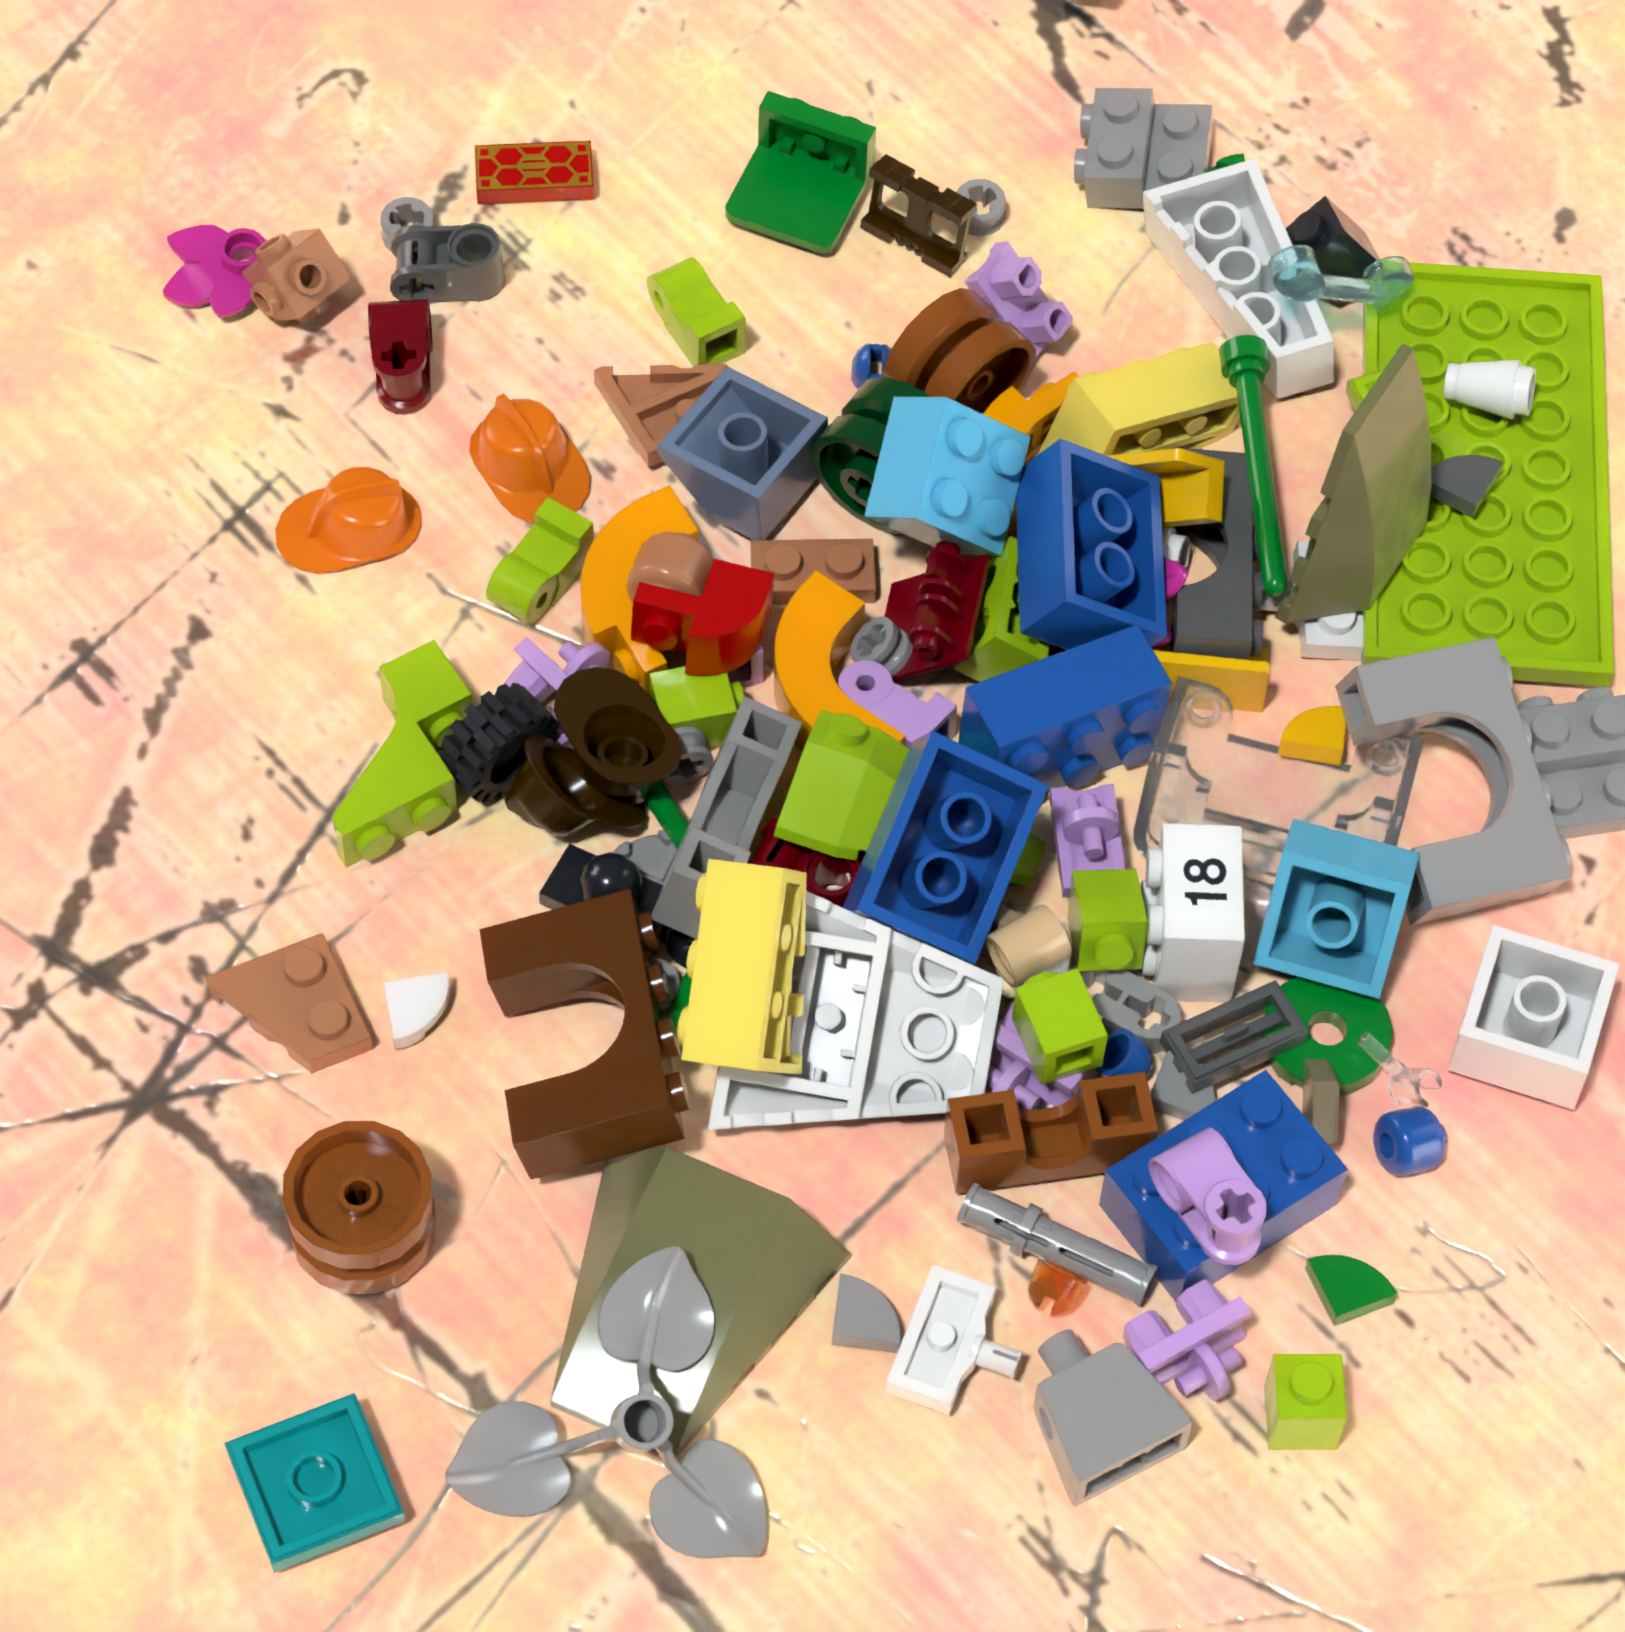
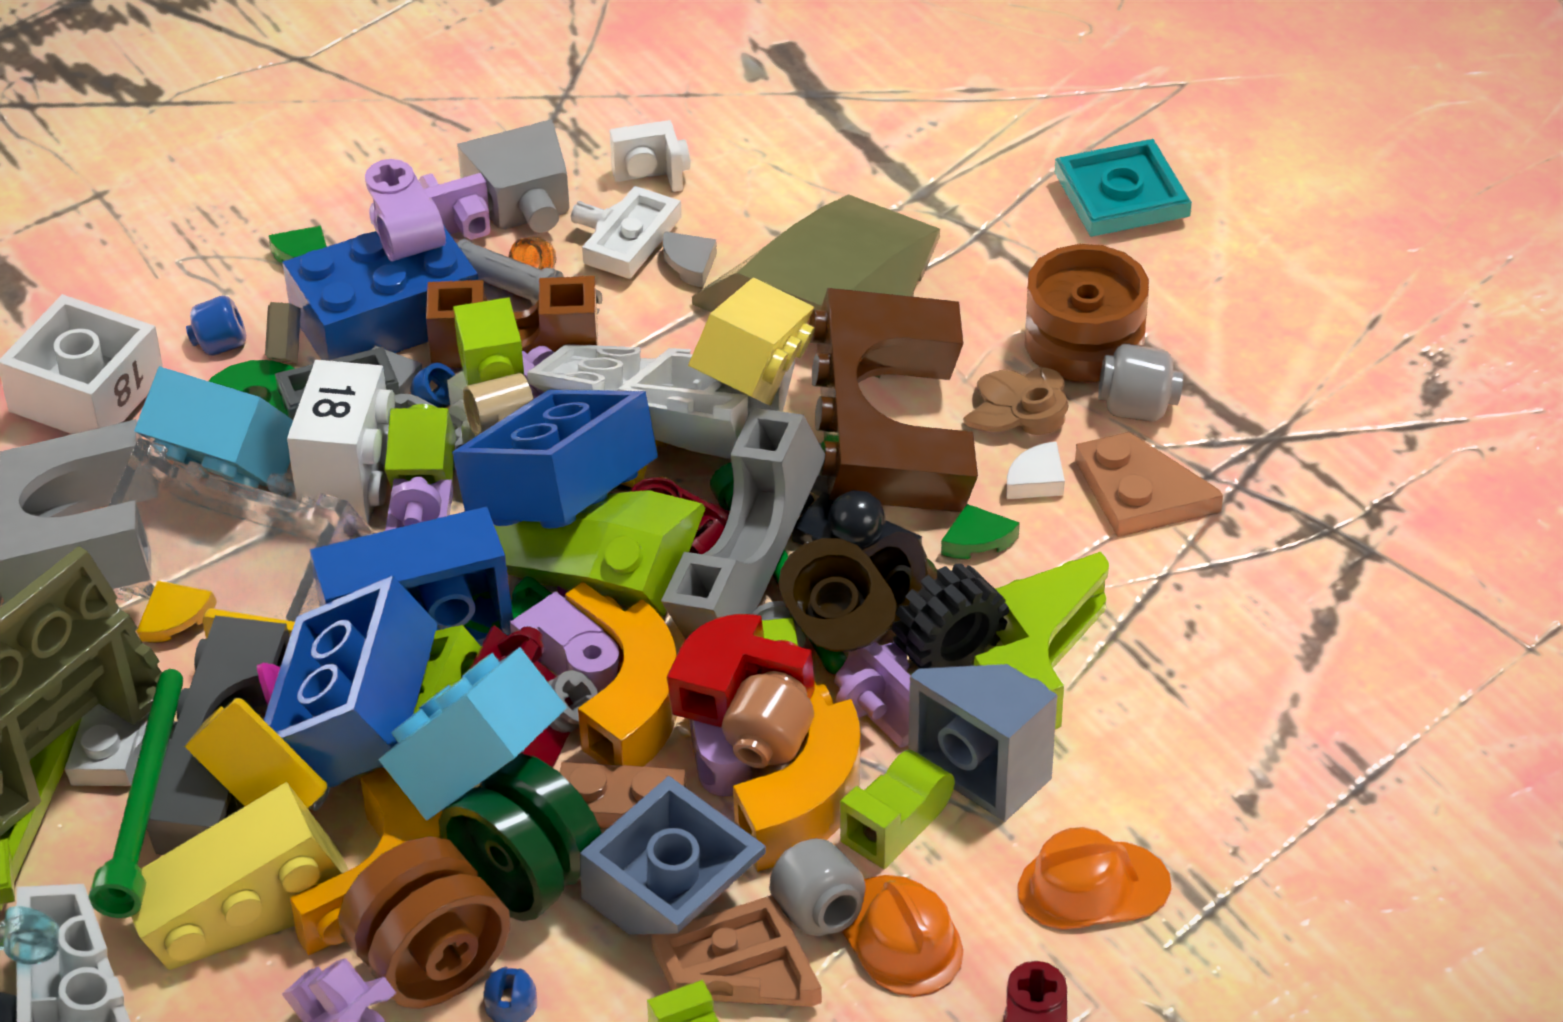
camera: 170 degrees left, 15 degrees down
(291, 1112) = (1139, 382): none -> light grey head
(449, 1111) = (1017, 400): none -> medium nougat plate
(458, 599) = (985, 730): none -> sand blue slope
(474, 910) = (978, 532): none -> green tile
(607, 457) = (817, 887): none -> light grey head
(707, 1502) = (873, 137): light grey plant -> none
(946, 1483) = (649, 152): none -> white bracket
(1305, 1401) = (352, 157): lime brick -> none
(1404, 1080) = (199, 362): clear hand -> none

